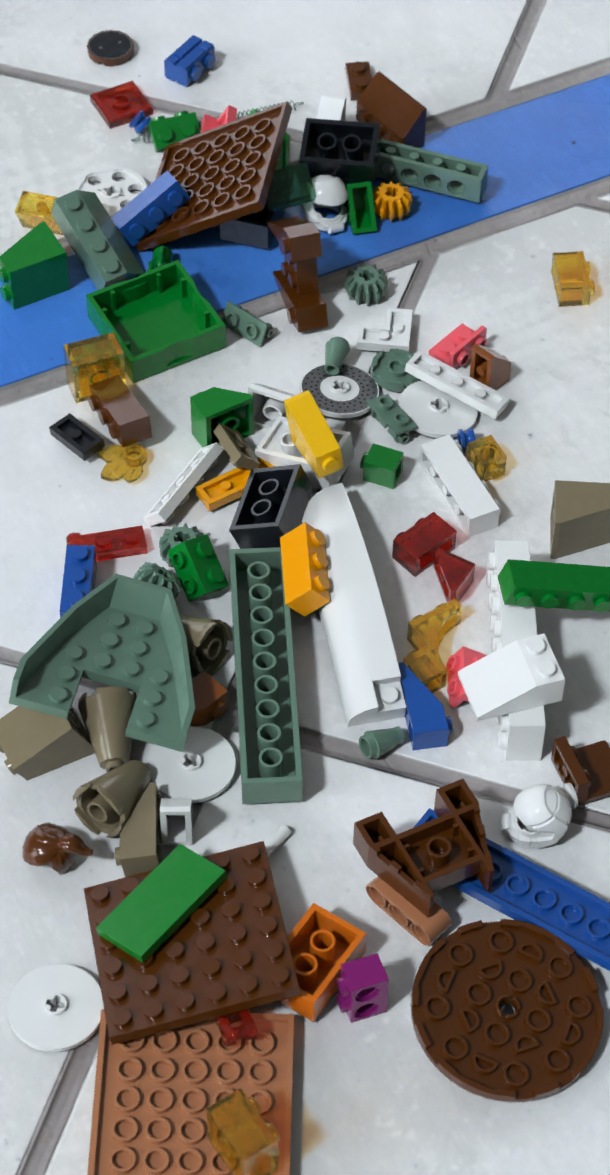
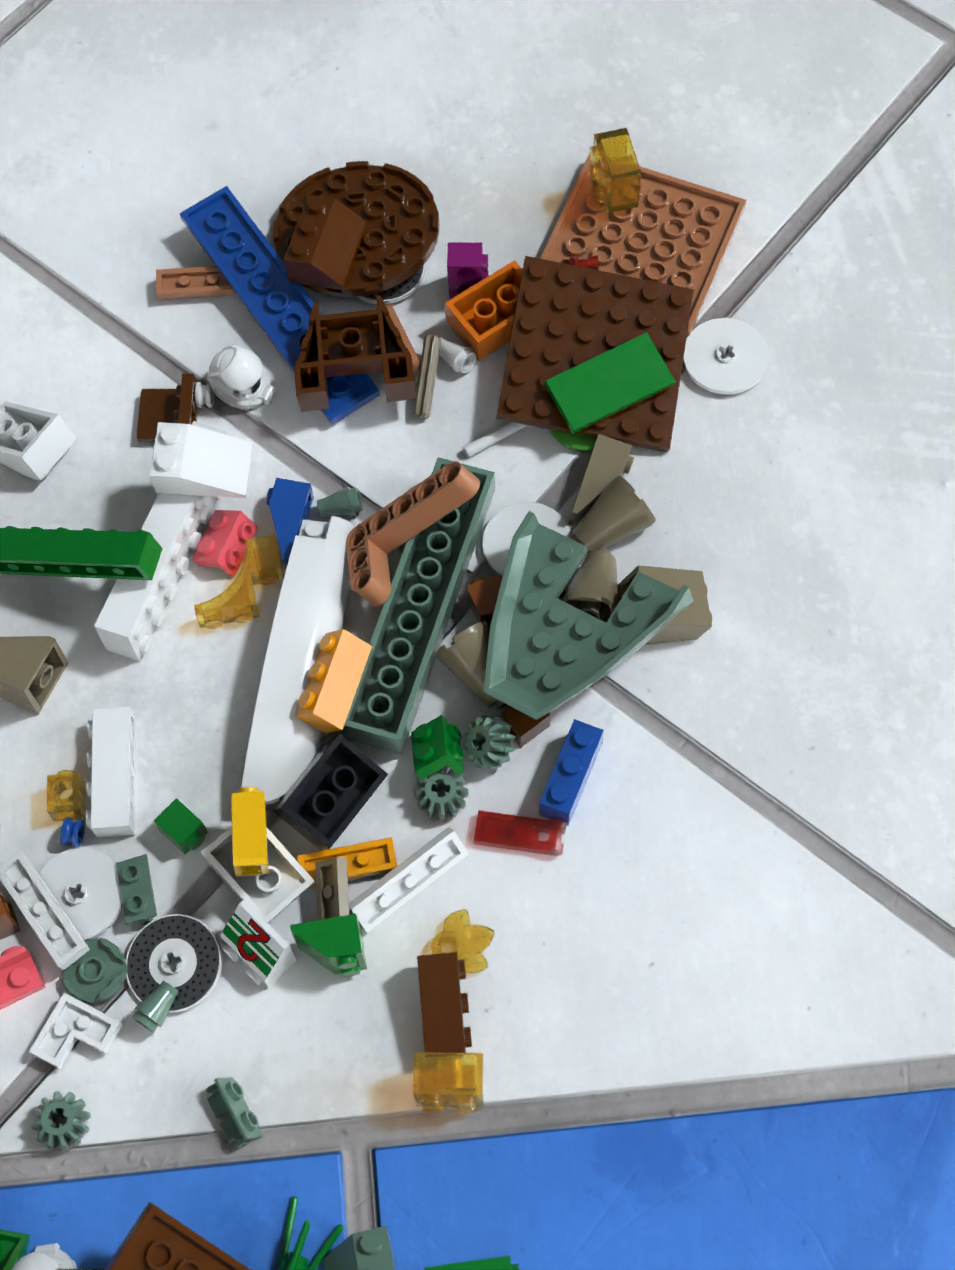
camera: 155 degrees left, 15 degrees up
(53, 846) = (687, 488): reddish brown hair -> none
(77, 437) = (503, 994): black plate -> none
(157, 320) = (344, 1148): green tile -> none
(176, 821) = (564, 475): white slope -> none
(299, 278) = (140, 1138): reddish brown wedge -> none
(324, 697) = (400, 521): none -> nougat beam
(342, 910) = (458, 356): none -> white cone
(355, 879) = (427, 376): none -> dark tan axle
(417, 545) = (189, 708): clear red brick -> none
(453, 573) = (180, 656): clear red slope -> none
(522, 953) = (323, 244): none -> reddish brown slope

